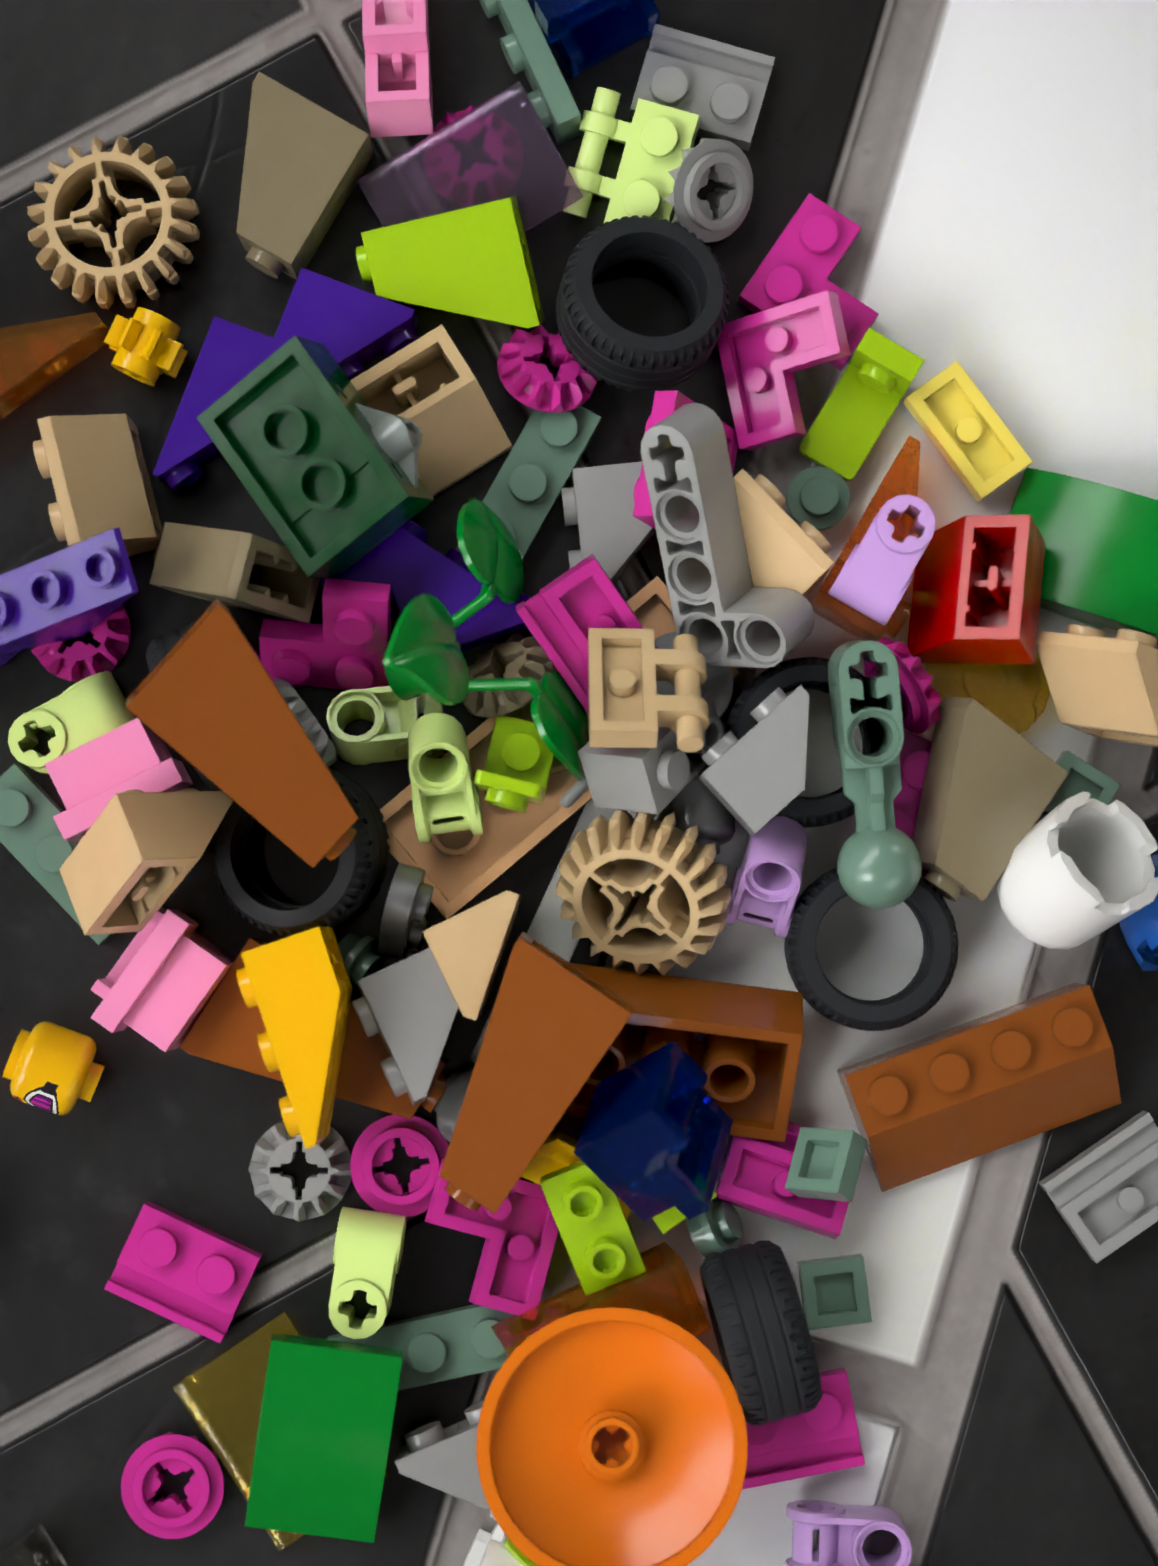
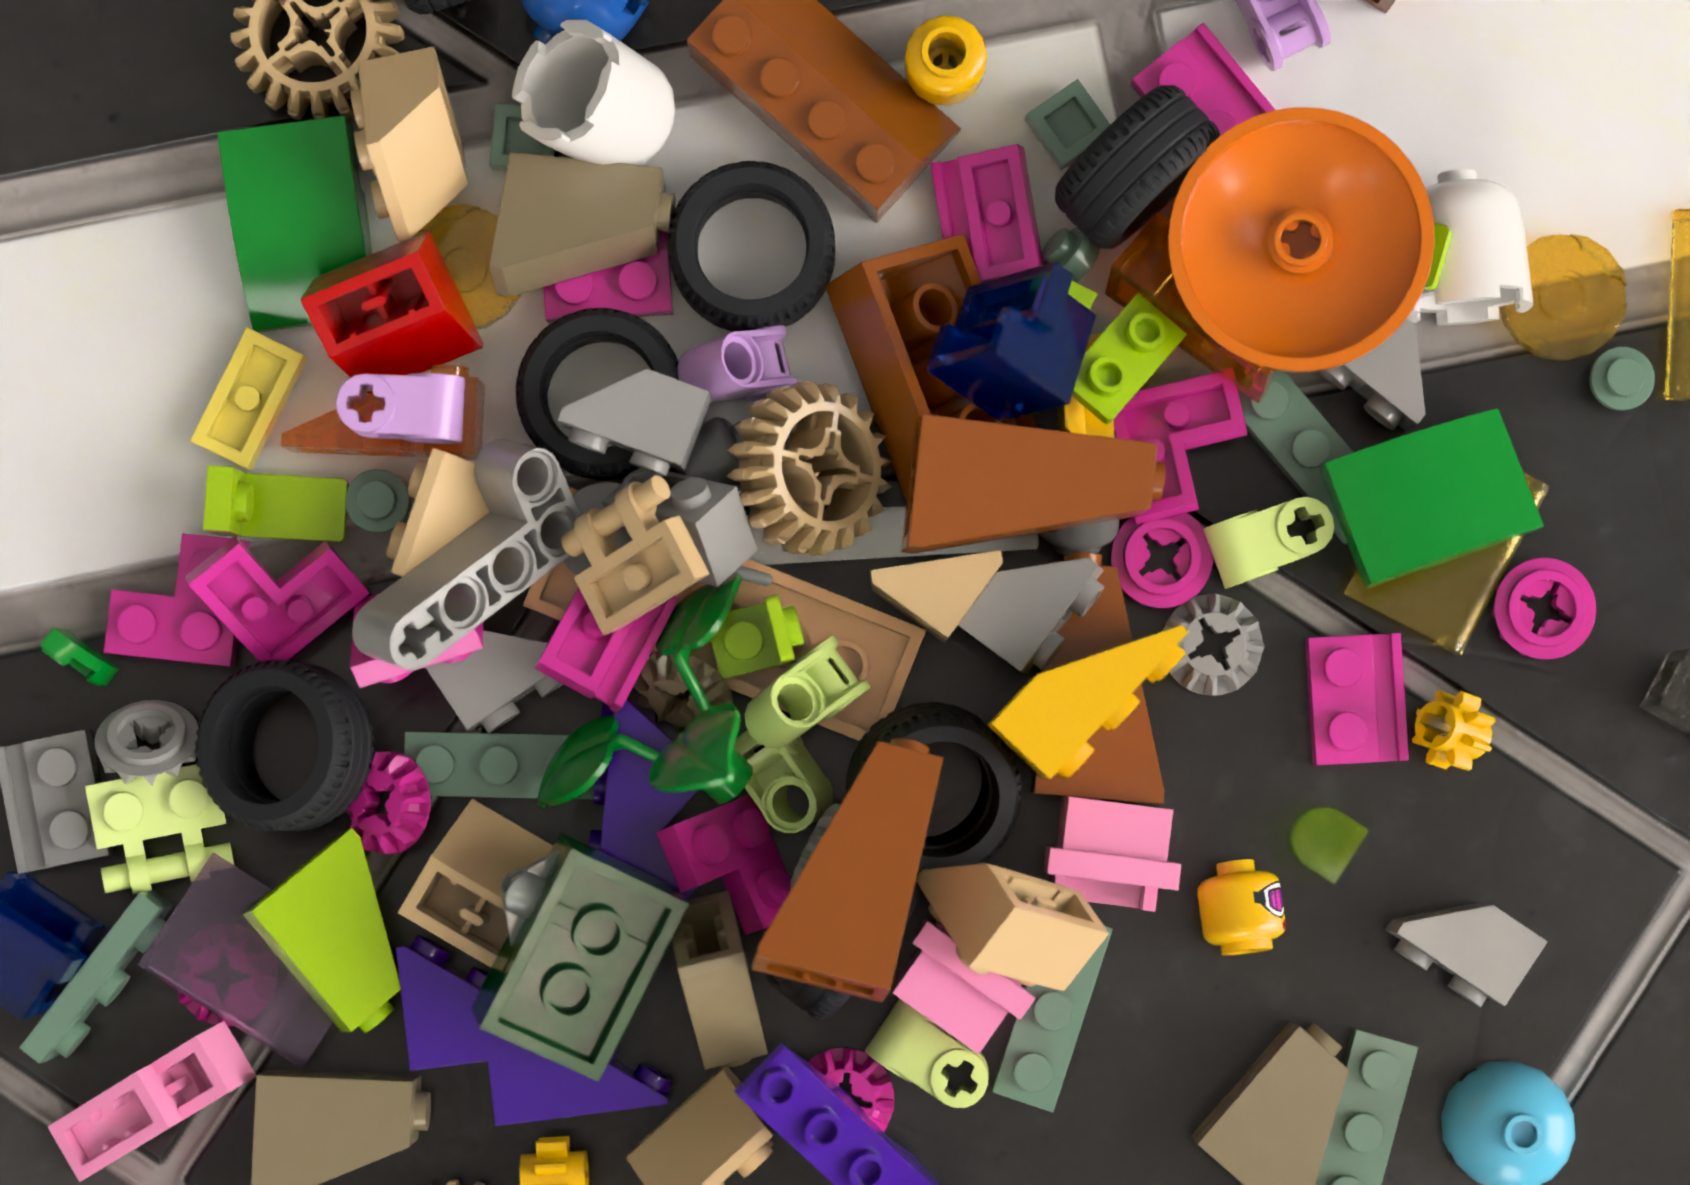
camera: 120 degrees left, 0 degrees up
(74, 1176) = (1325, 841): none -> clear neon green tile
(107, 1343) = (1453, 730): none -> yellow gear
(360, 956) = (1000, 688): sand green plate -> none
(405, 912) = (938, 667): flat silver plate -> none
(826, 1164) = (963, 186): sand green plate -> none
(830, 165) = (69, 649): none -> green tile
(878, 861) = (675, 274): sand green beam -> none
(917, 694) = (507, 337): dark pink gear -> none
(969, 1221) = (951, 40): none -> yellow head

